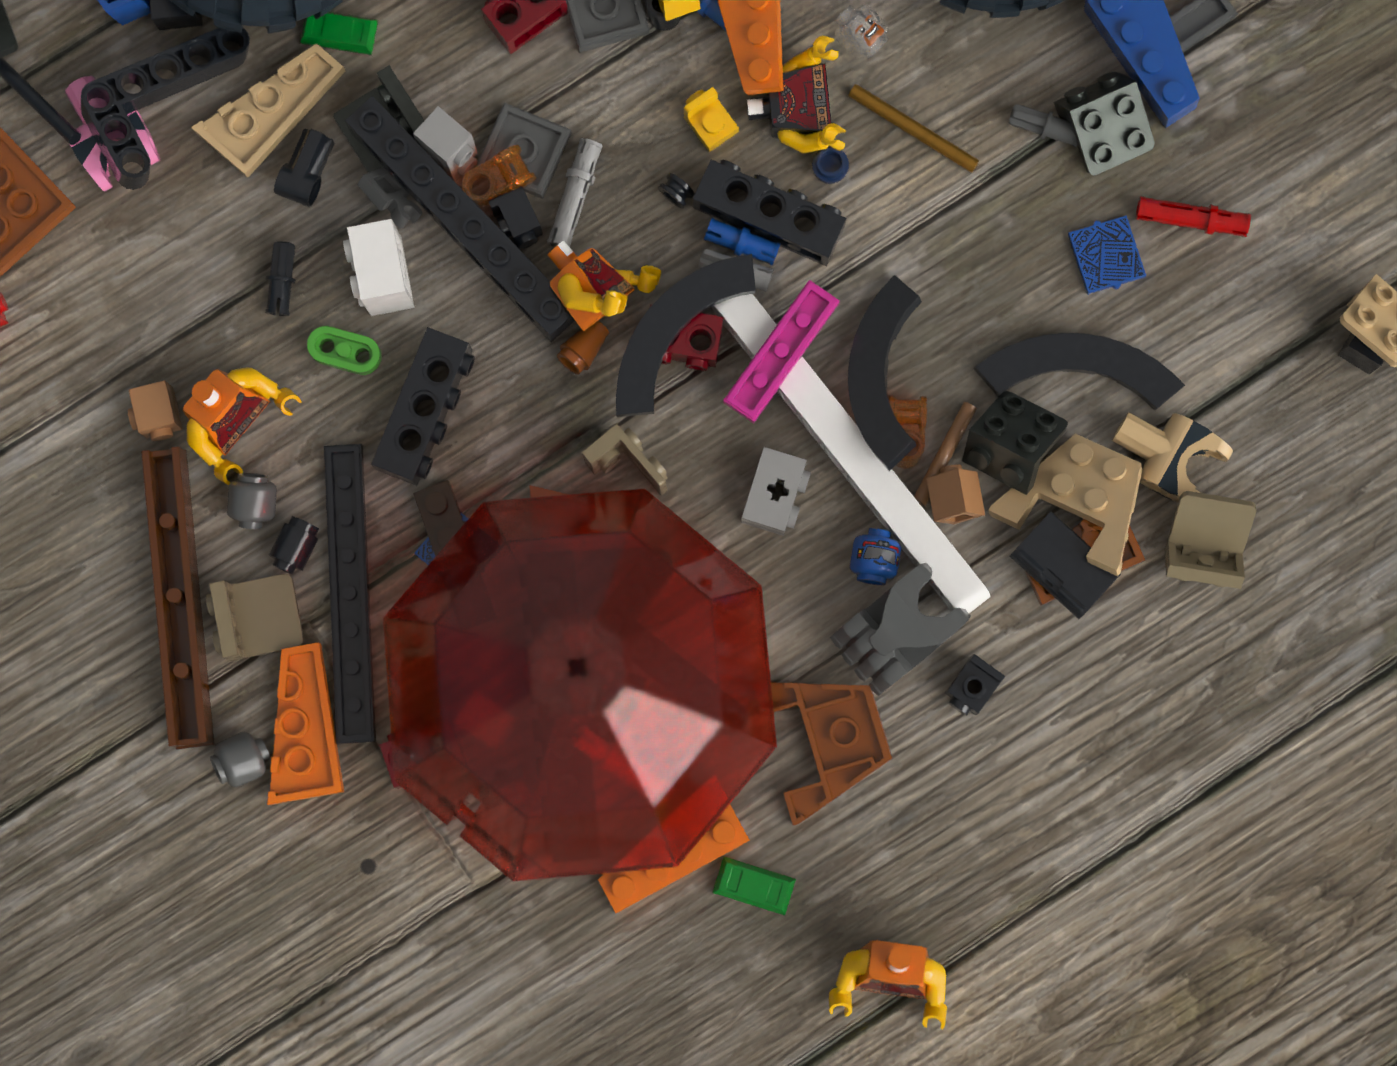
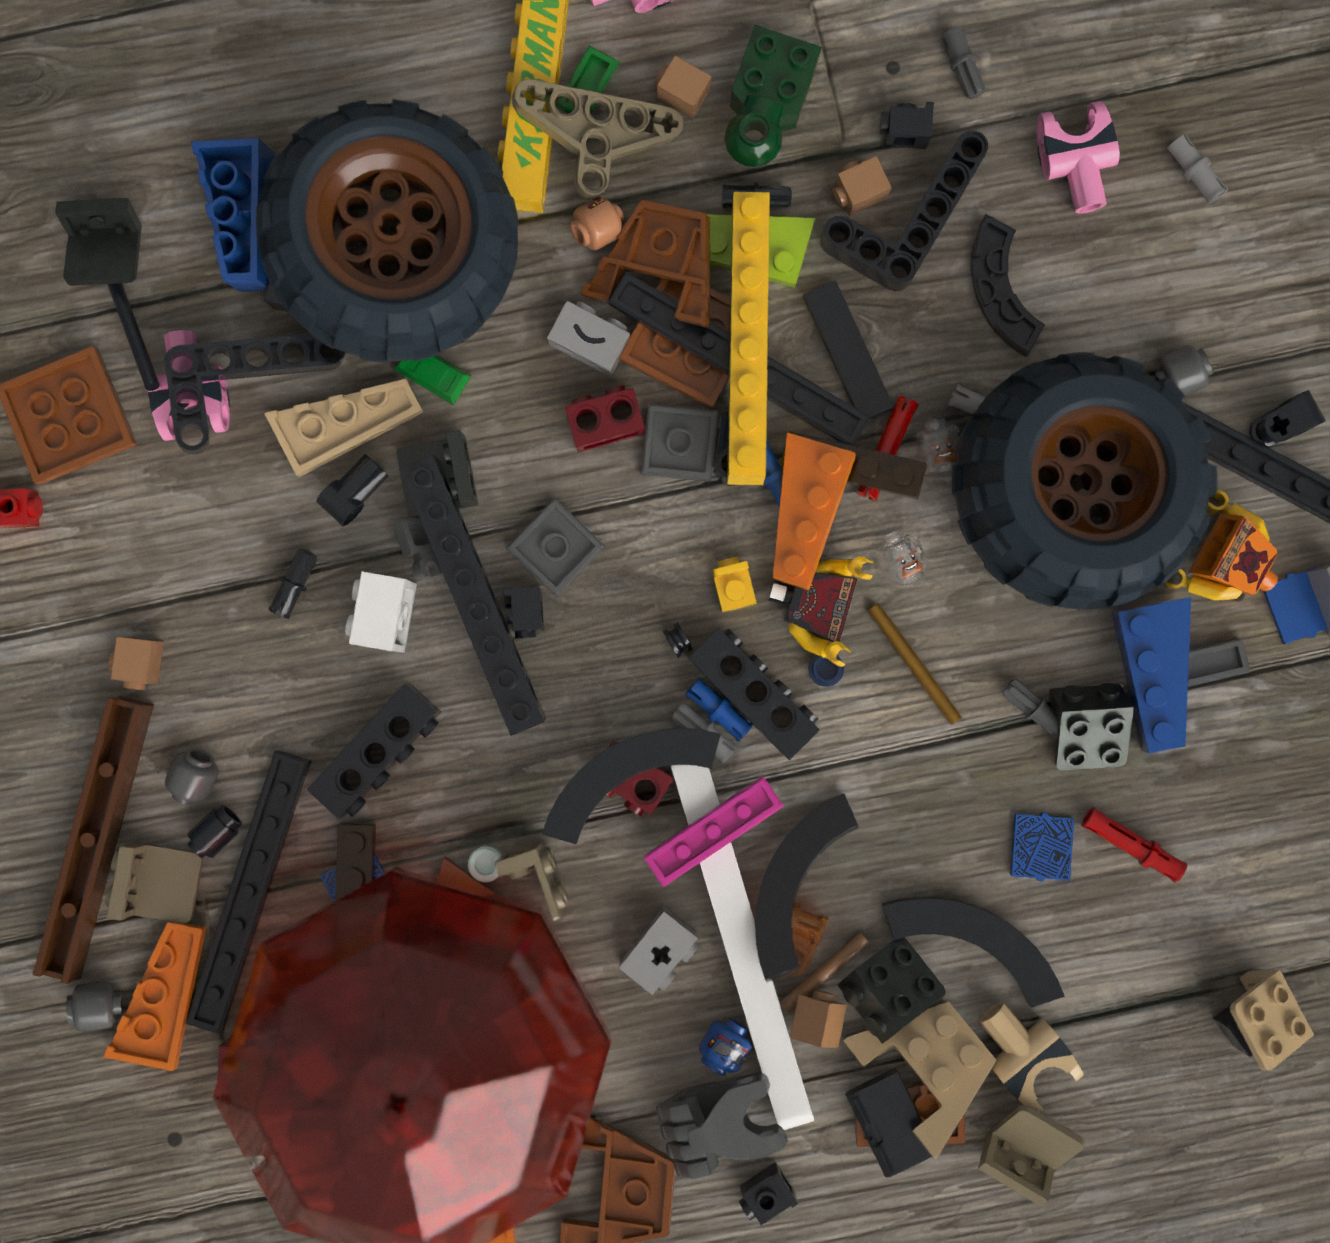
camera: 20 degrees right, 5 degrees up
(225, 409) = (197, 687): torso -> none
(345, 350) = (324, 674): bright green plate -> none
(447, 143) = (485, 522): light grey brick -> none
(499, 174) = (526, 568): clear orange piece -> none
(573, 476) = (482, 863): none -> light aqua tile
(579, 179) = (585, 607): light grey pin -> none
(581, 348) = (539, 750): dark orange cone -> none
(593, 287) = (568, 705): torso -> none

